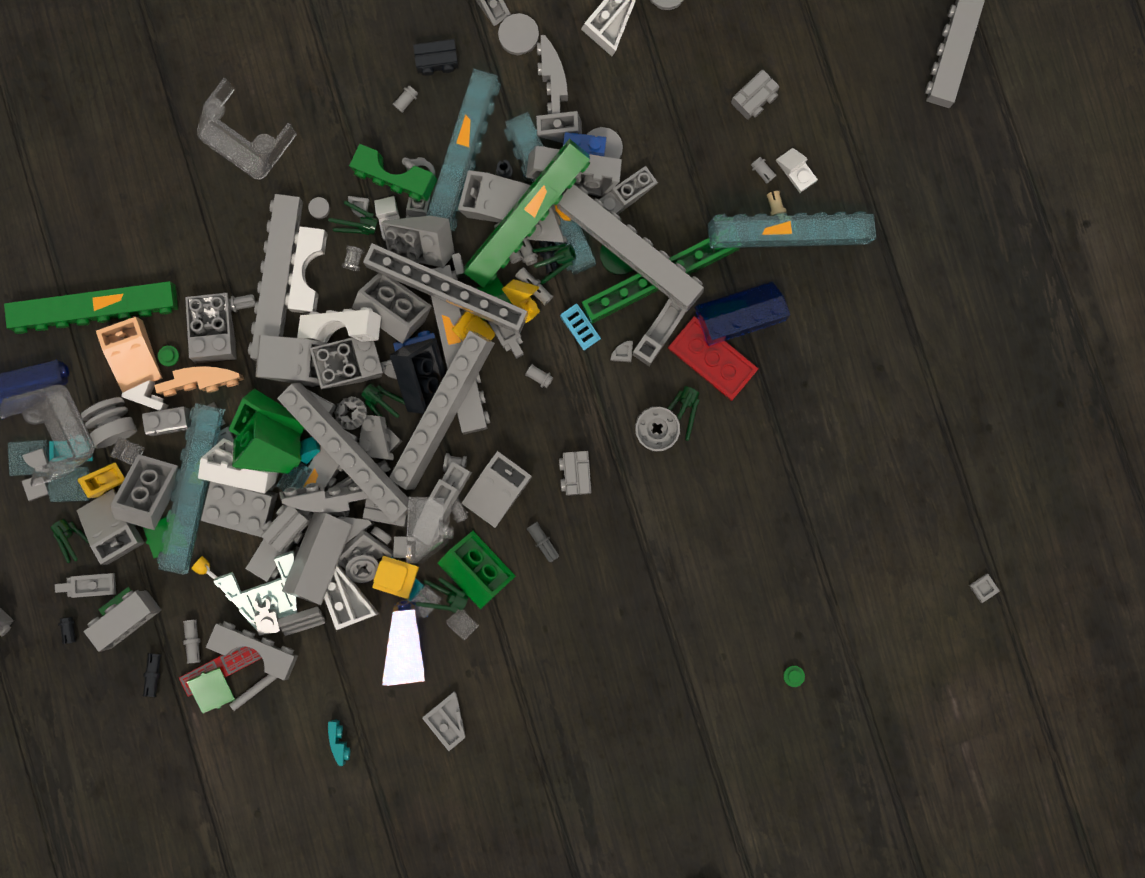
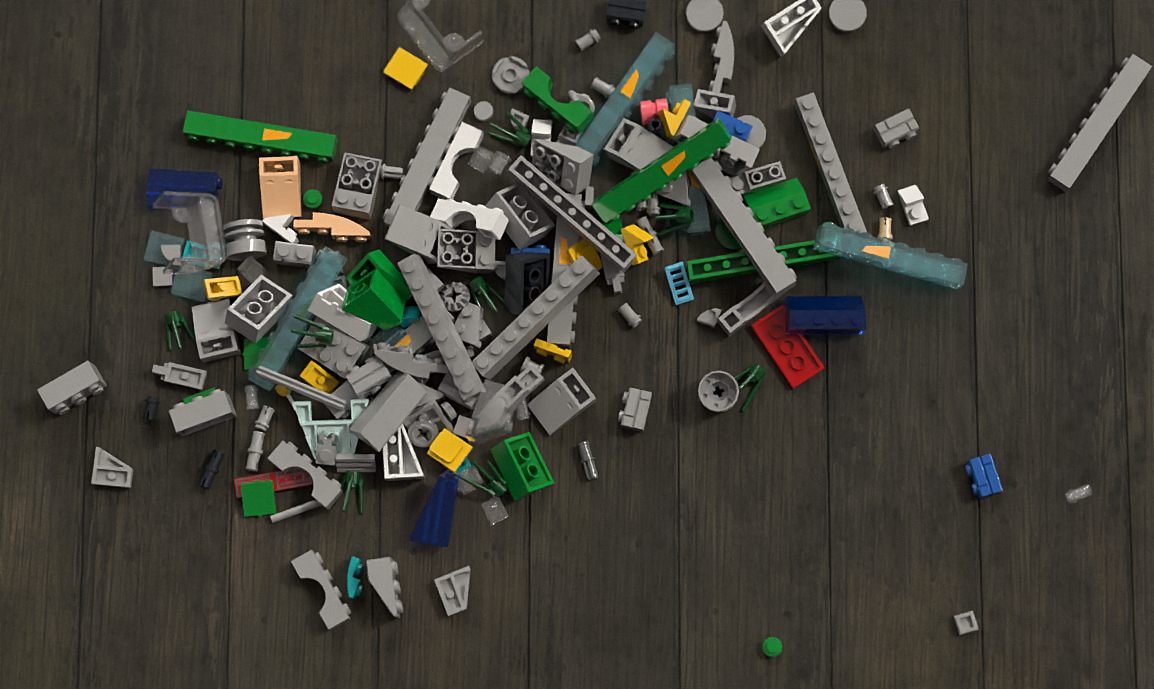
camera: 20 degrees right, 5 degrees down
(45, 710) = (110, 470): none -> light grey wing
(170, 585) = (251, 397): none -> clear pin
(190, 604) = (264, 418): none -> light grey pin
(217, 561) = (301, 388): none -> light grey axle
(223, 187) = (405, 68): none -> yellow piece
(224, 501) = (323, 336): none -> dark green plant
(235, 544) = (319, 378): none -> yellow slope
(302, 641) = (351, 481): none -> dark green plant
(327, 781) = (334, 611): none -> light grey arch
(332, 259) = (481, 159): none -> clear slope
(334, 161) = (509, 75): none -> light grey tile
(369, 737) = (382, 577): none -> light grey slope
(436, 145) = (603, 87): none -> light grey pin
(479, 441) = (544, 348): none -> yellow wing
(500, 151) = (651, 110): none -> coral wheel
(520, 158) = (672, 121): none -> yellow slope
(657, 210) = (778, 203): none -> green slope
(697, 152) = (828, 163): none -> light grey brick
(957, 431) = (983, 476): none -> blue brick
(1053, 422) = (1078, 493): none -> clear pin

